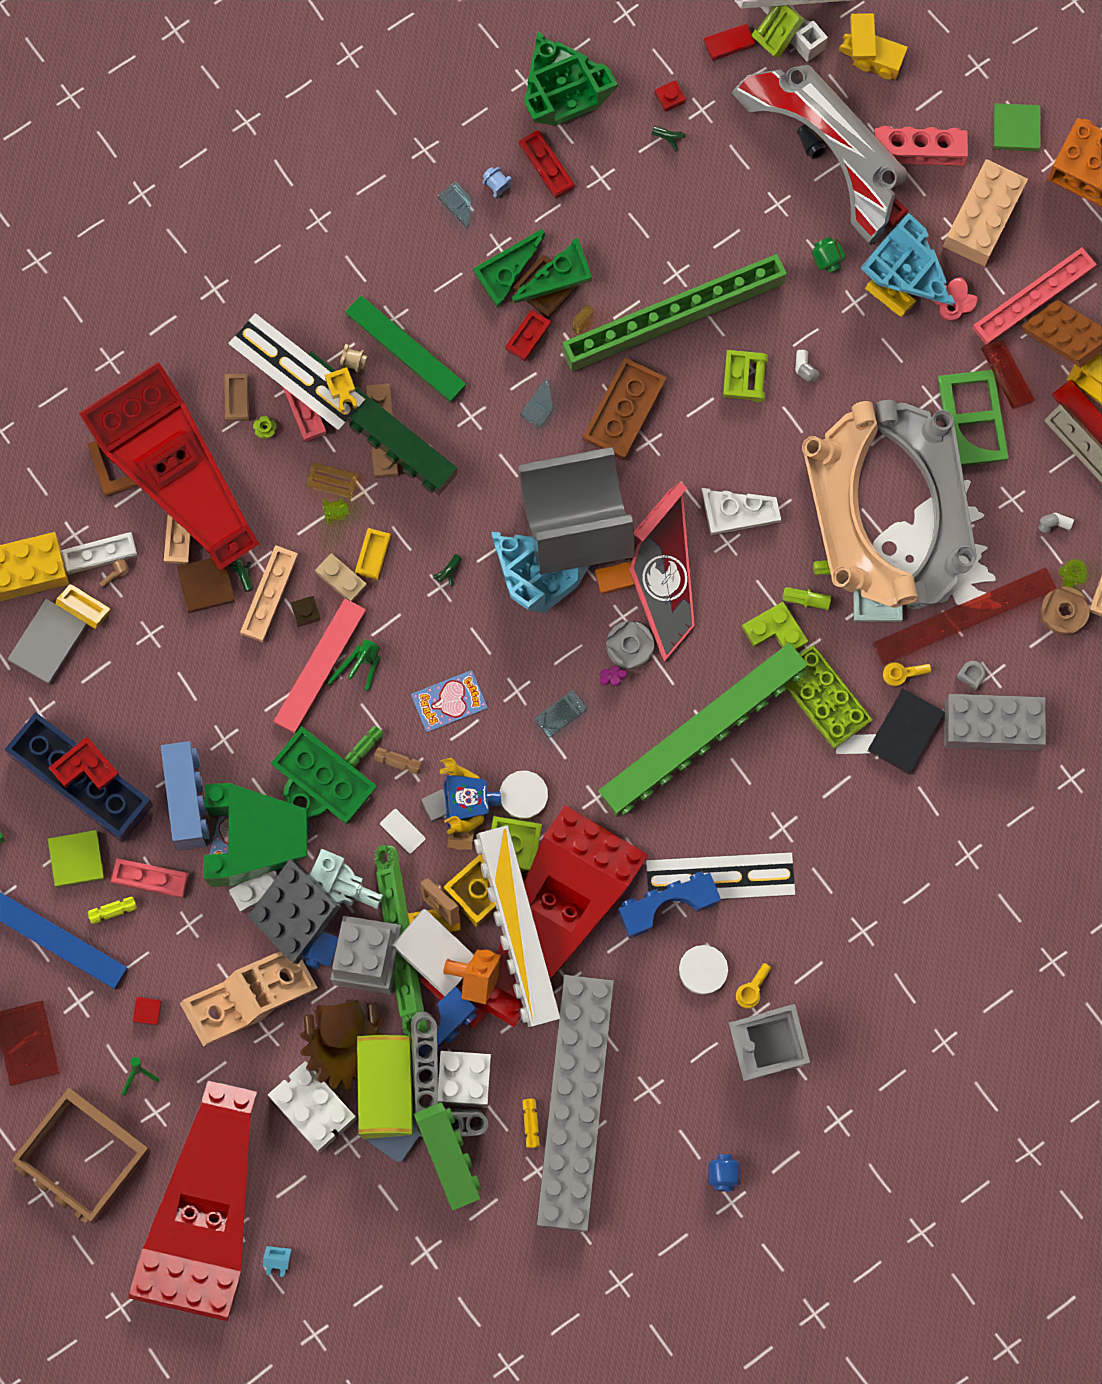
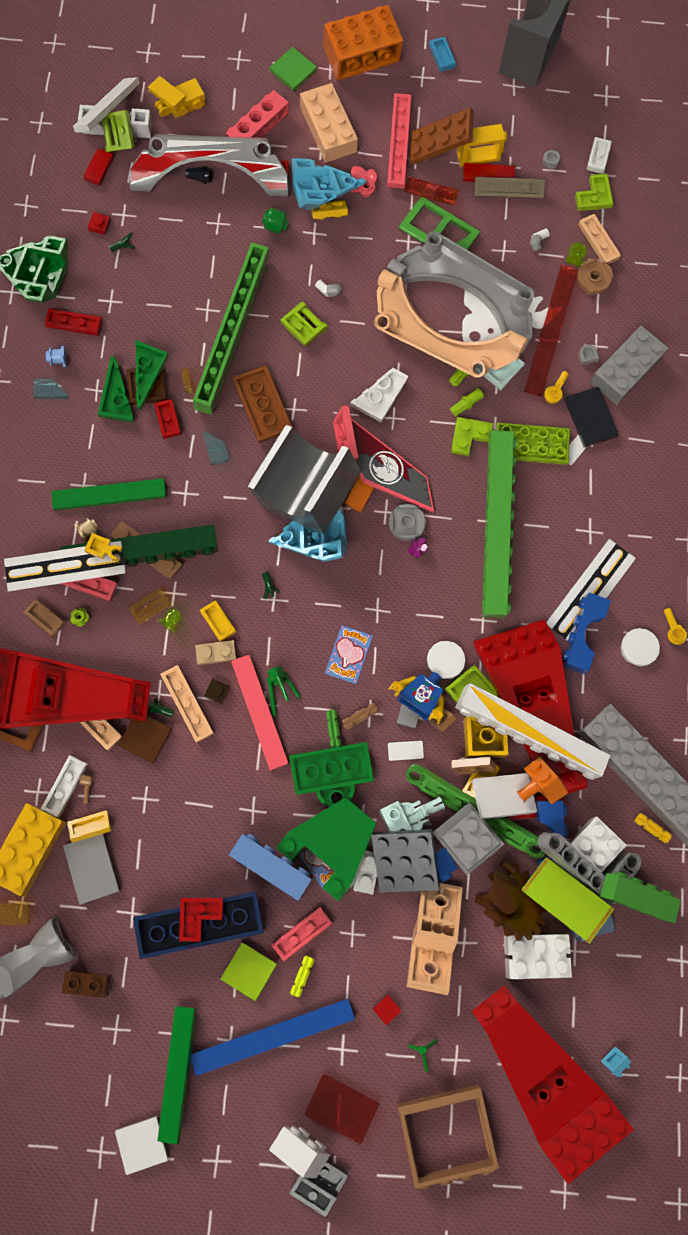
camera: 50 degrees left, 0 degrees up
(560, 714) = (414, 597): clear light blue tile -> none

